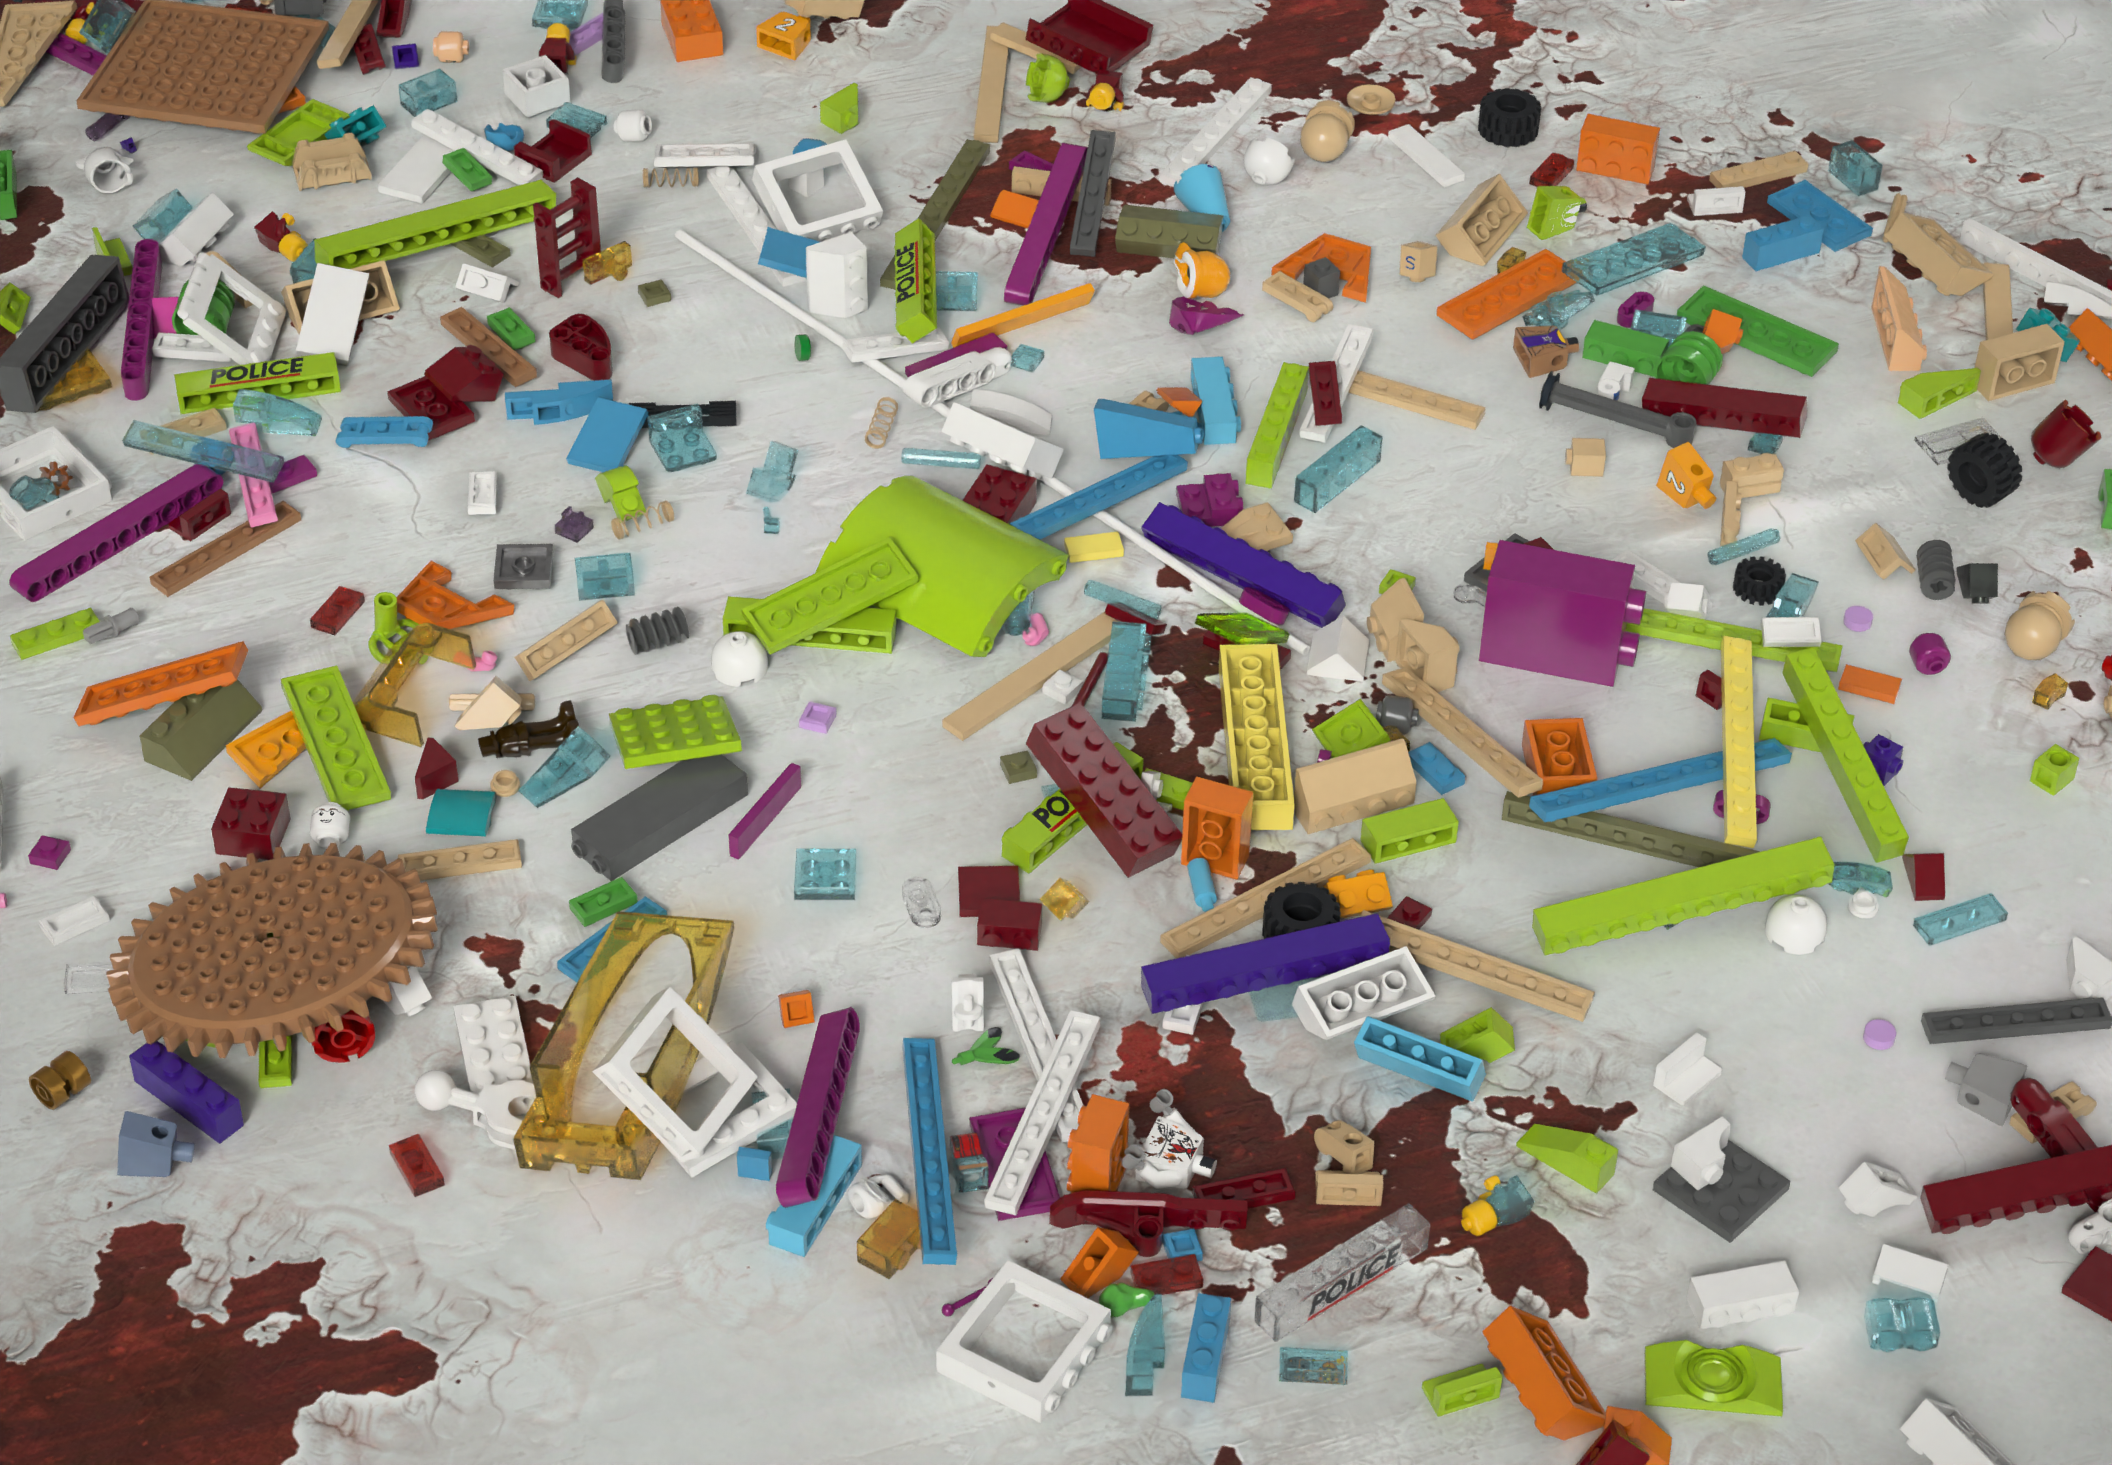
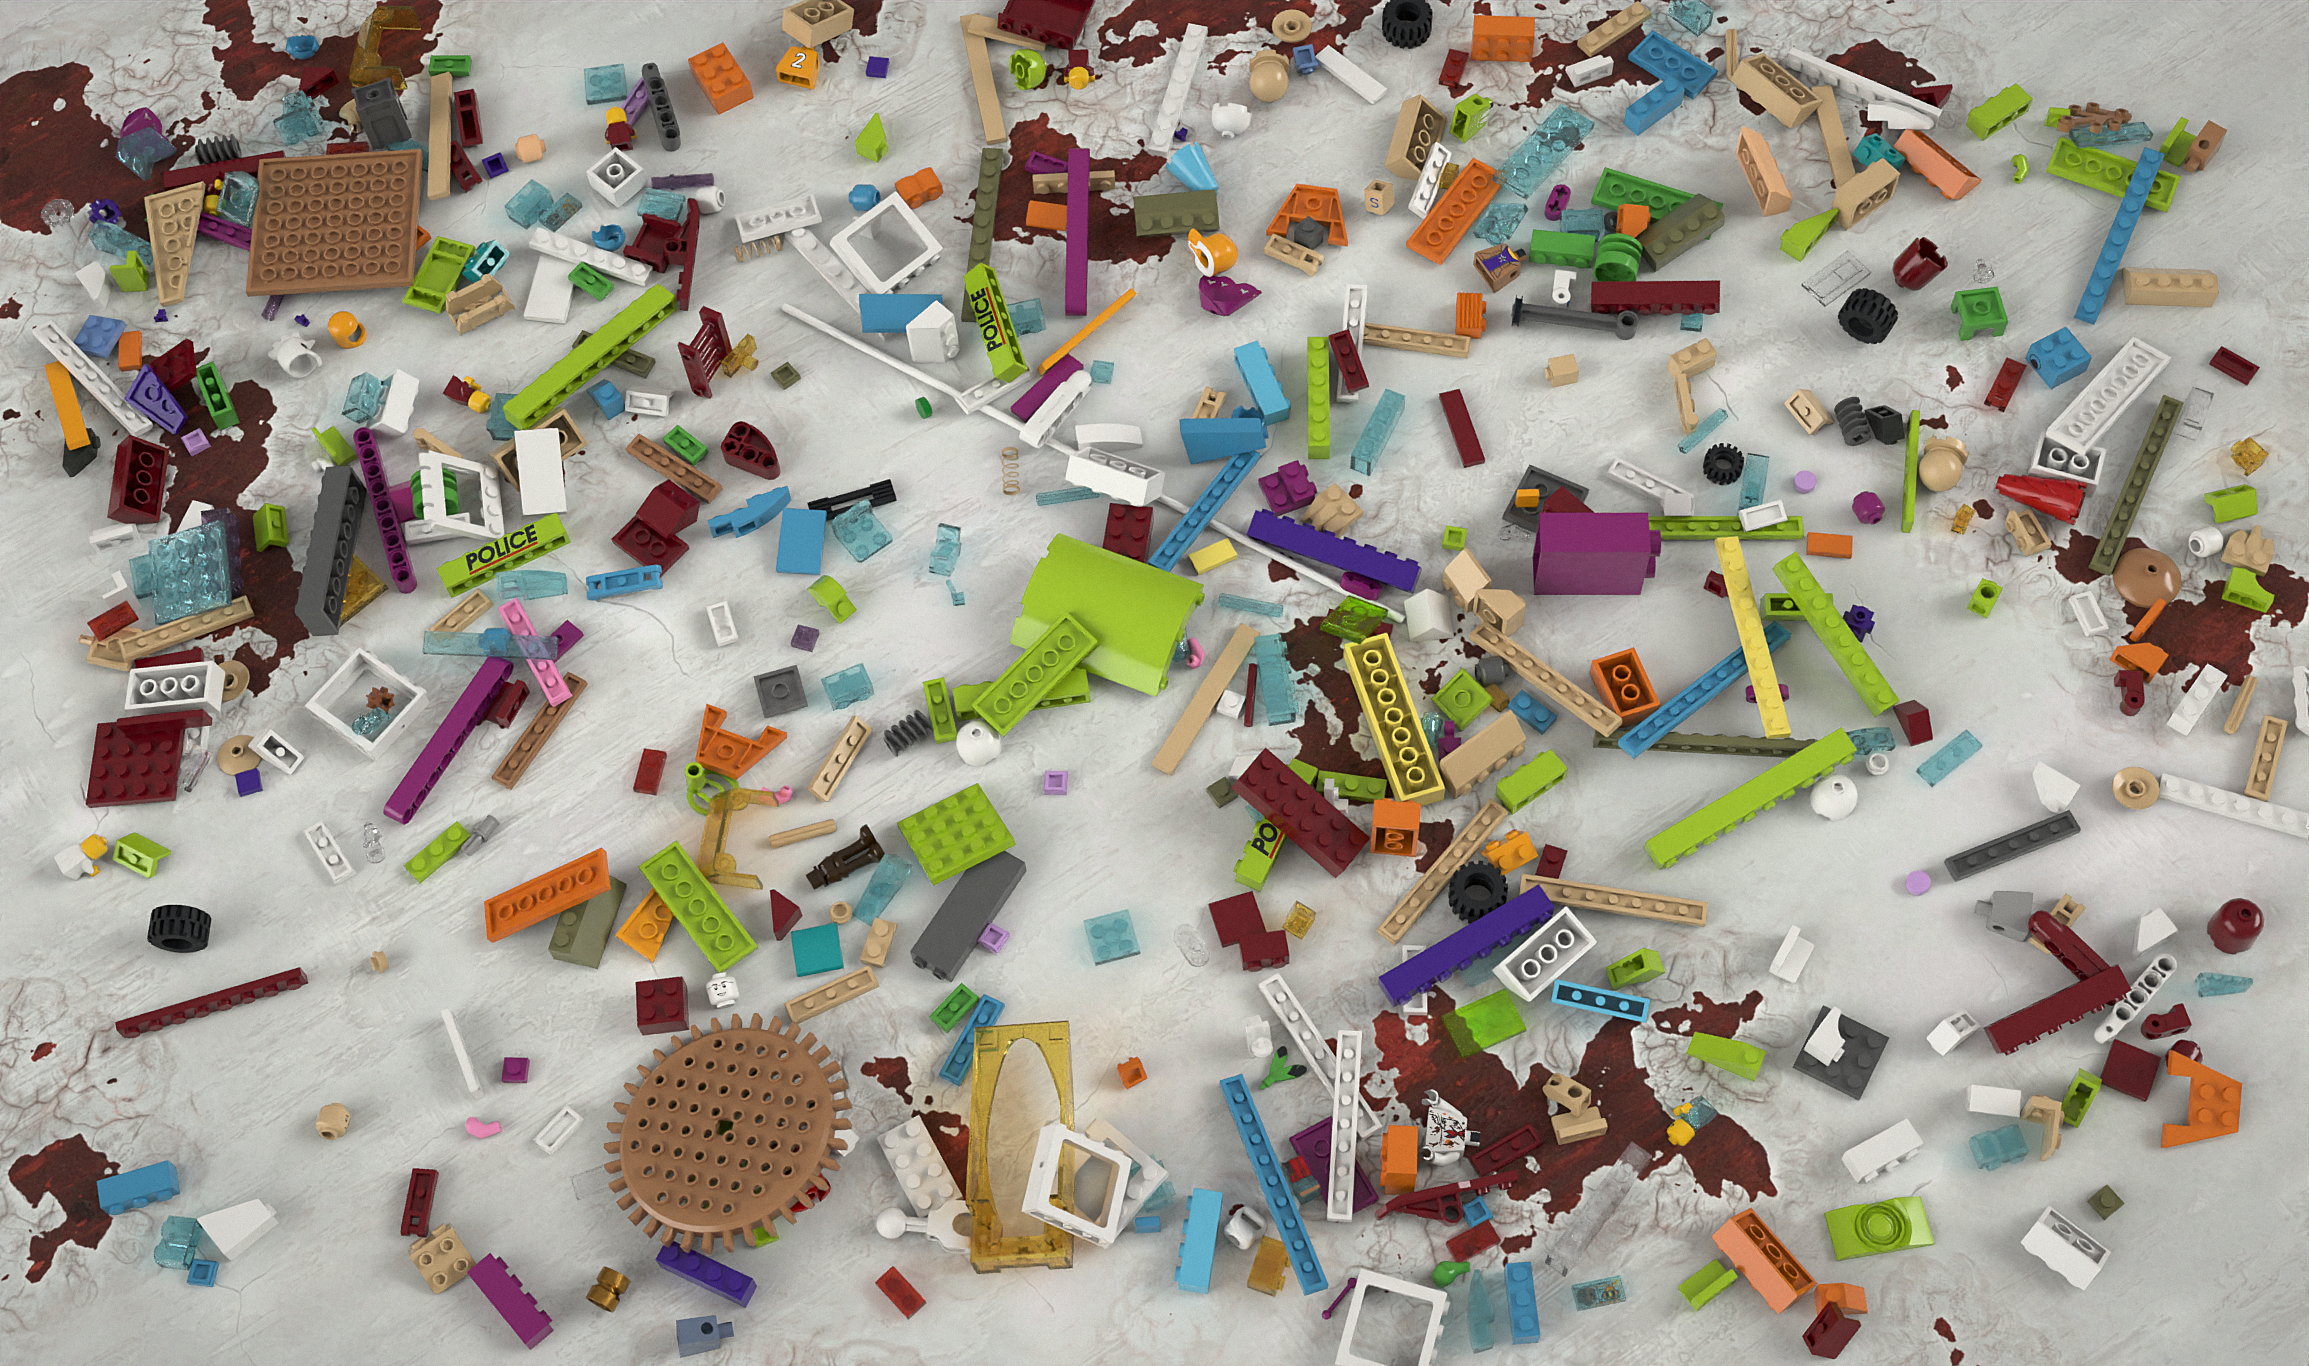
camera: 10 degrees left, 20 degrees up
(171, 149) = (343, 325): none -> light orange helmet
(439, 272) = (607, 398): none -> dark azure slope
(462, 108) = (560, 212): none -> clear light blue tile
(491, 707) = (807, 849): tan slope -> none
(538, 823) = (878, 942): none -> tan plate
(585, 157) = (682, 251): none -> dark red piece
(604, 105) = (682, 181): none -> clear purple pin
(620, 534) = (873, 605): tan piece -> none
(680, 848) = (993, 938): none -> lavender tile
(705, 620) = (940, 710): none -> lime plate
(764, 811) = (1047, 888): magenta tile -> none
(818, 1108) = (1182, 1169): magenta beam -> none
(874, 52) = (877, 67): none -> dark purple tile
(881, 158) = (919, 188): none -> orange brick
(1092, 193) = (1105, 190): dark grey plate -> none
(1099, 1262) = (1423, 1248): orange slope -> none
(1127, 614) = (1266, 623): dark red tile -> none
(1181, 399) = (1237, 392): orange slope -> none
(1202, 883) = (1393, 872): medium azure cylinder -> none
(1263, 1058) = (1483, 1023): none -> clear neon green tile
(1303, 752) = (1431, 725): none -> clear light blue cone
(1376, 130) = (1305, 59): none -> medium blue bracket
(1444, 489) = (1462, 428): none -> dark red tile
(1485, 260) = (1429, 180): none -> white tile
(1491, 386) = (1469, 315): none -> orange brick
(1686, 477) = (1646, 377): light orange torso -> none
(1777, 356) = (1680, 231): none -> olive slope
(1968, 1296) = (2048, 1113): none -> tan bracket
(1995, 632) = (1910, 471): none -> lime tile
(2026, 1294) = (2080, 1096): none -> lime arch
(2032, 1419) = (2105, 1202): none -> olive plate

